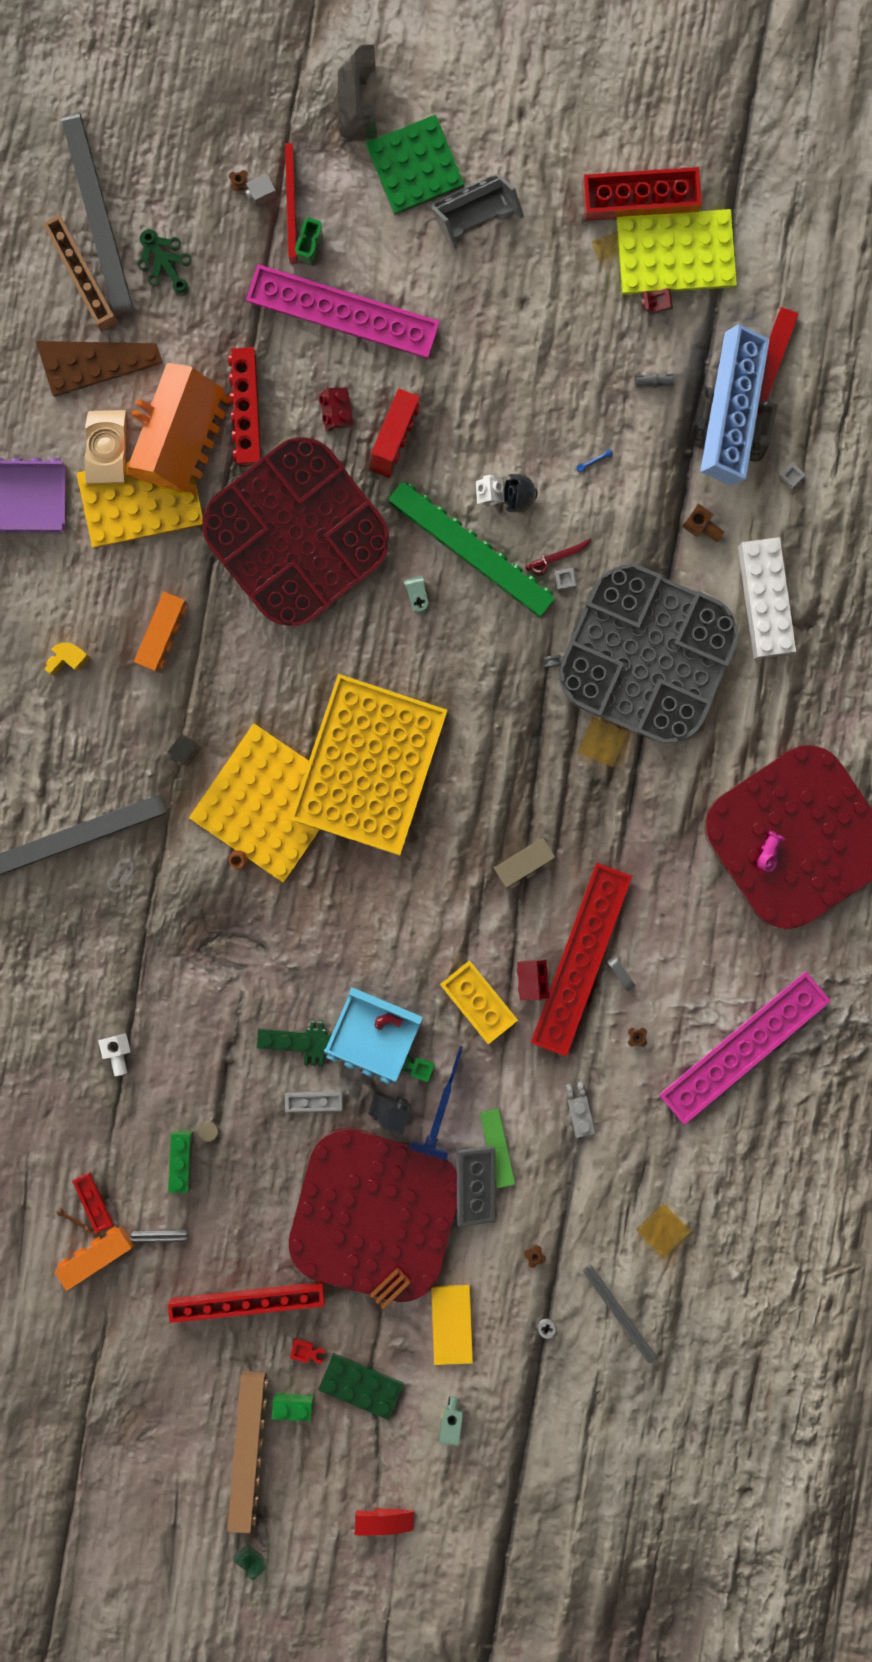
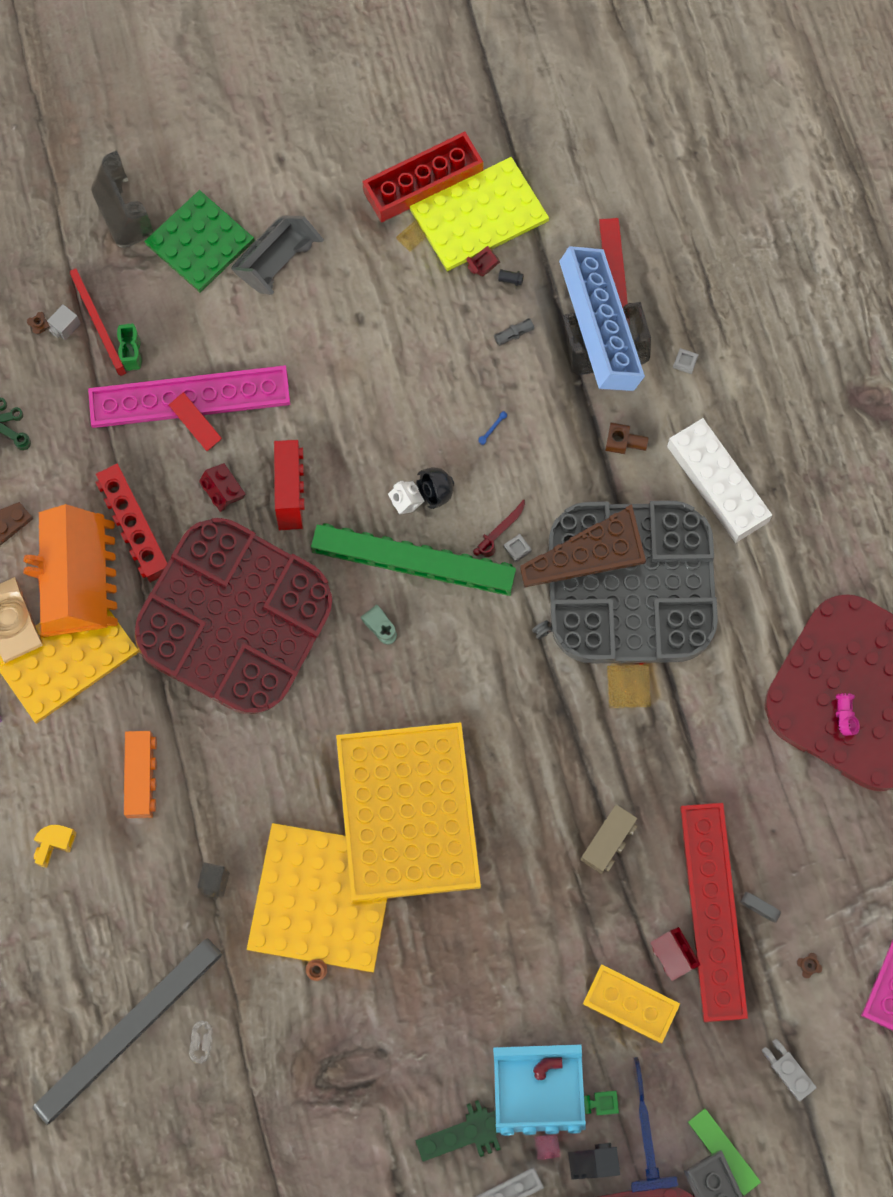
camera: 20 degrees left, 15 degrees down
(337, 338) = (195, 421): none -> red tile
(359, 1082) = (547, 1146): none -> clear pink brick
(632, 614) = (597, 549): none -> reddish brown wing
(676, 327) = (511, 277): none -> black pin

